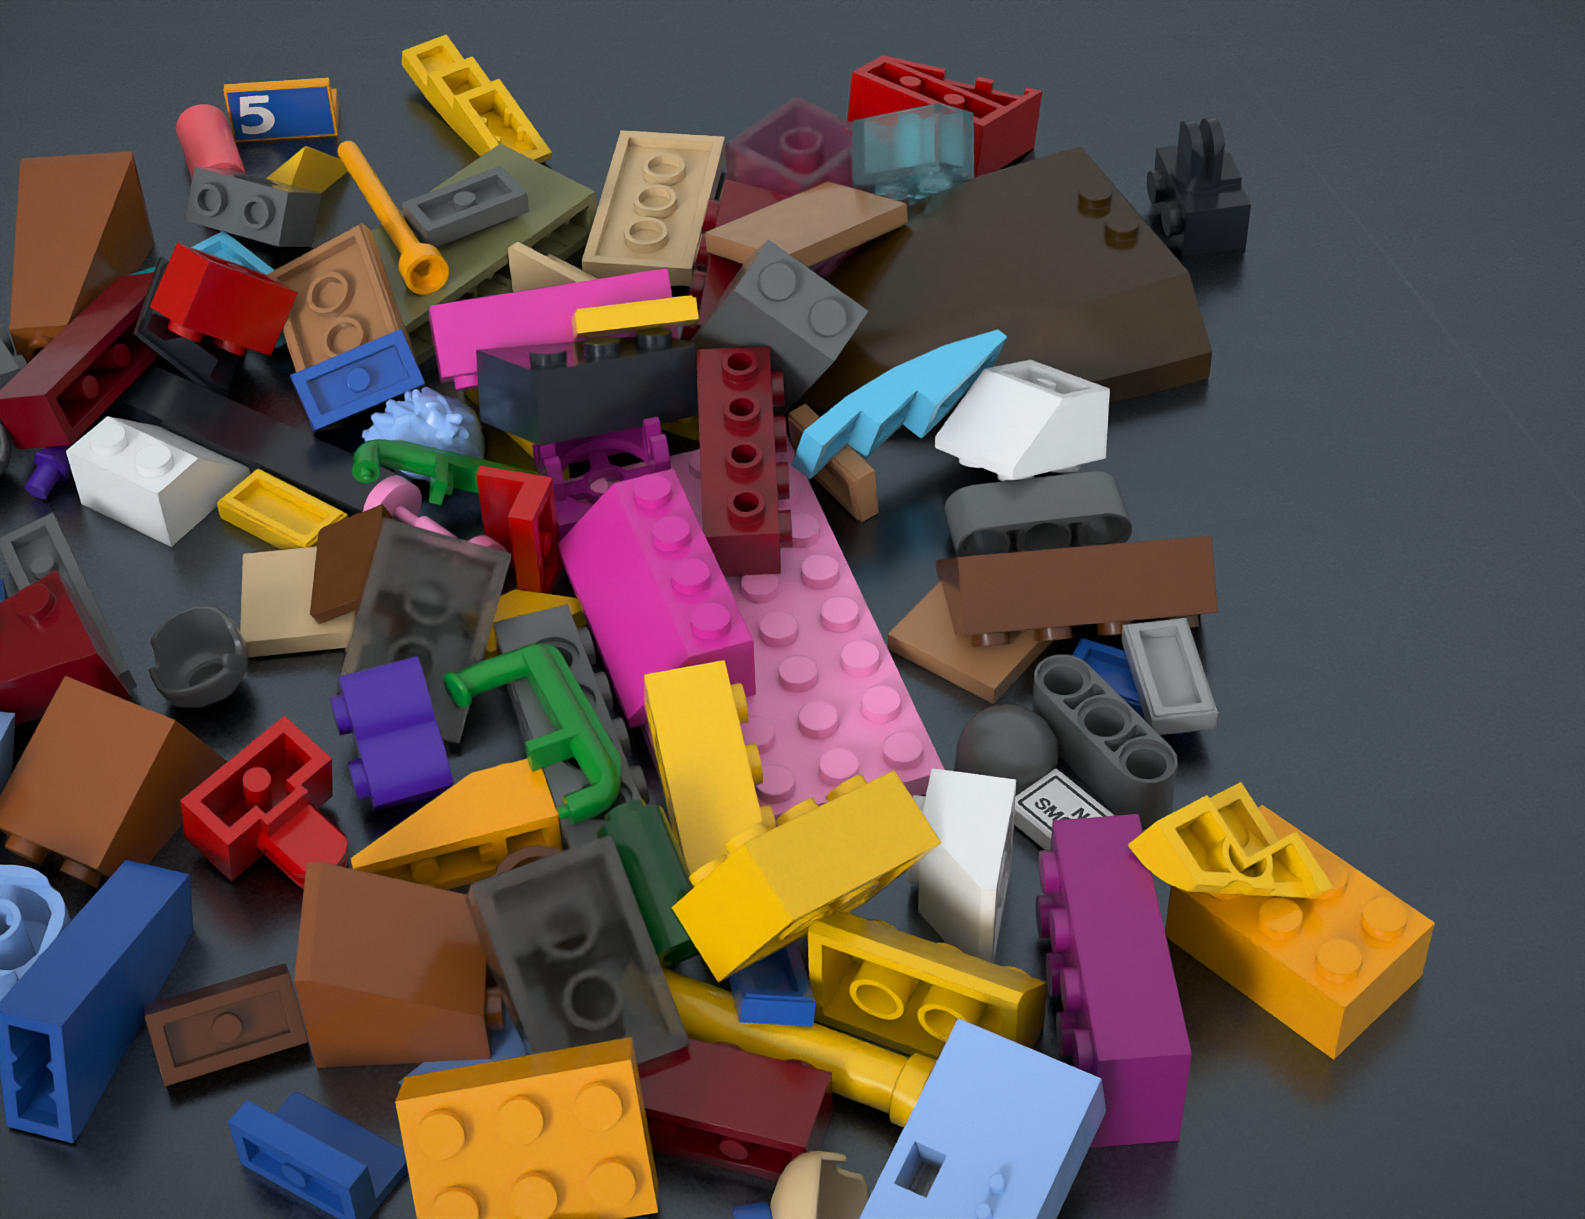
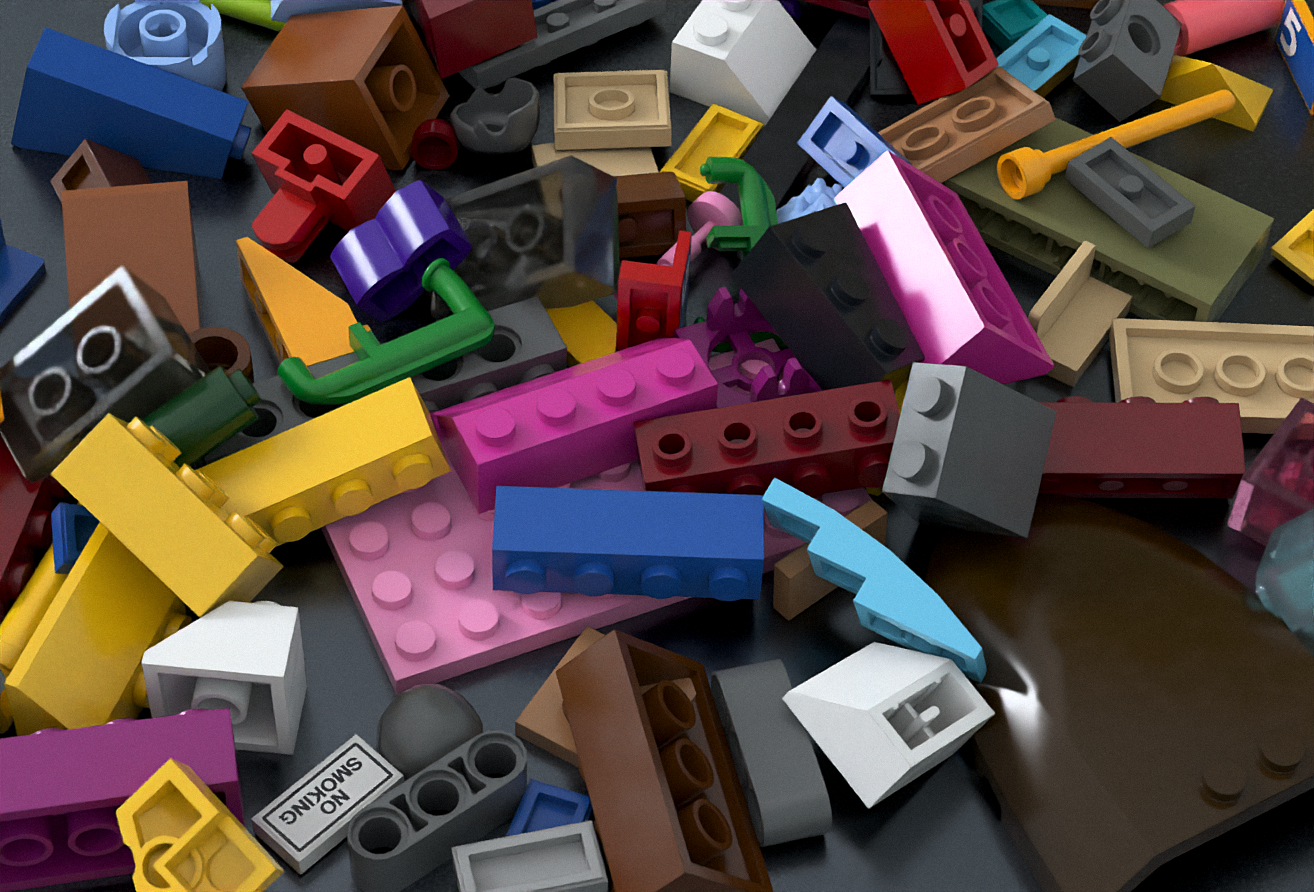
camera: 80 degrees right, 5 degrees up
(208, 566) = (611, 110): none -> tan tile
(211, 721) = (434, 144): none -> dark red hinge
(634, 317) = (908, 310): yellow tile -> none
(810, 224) = (1154, 477): medium nougat tile -> none
(827, 571) = (628, 543): none -> blue brick

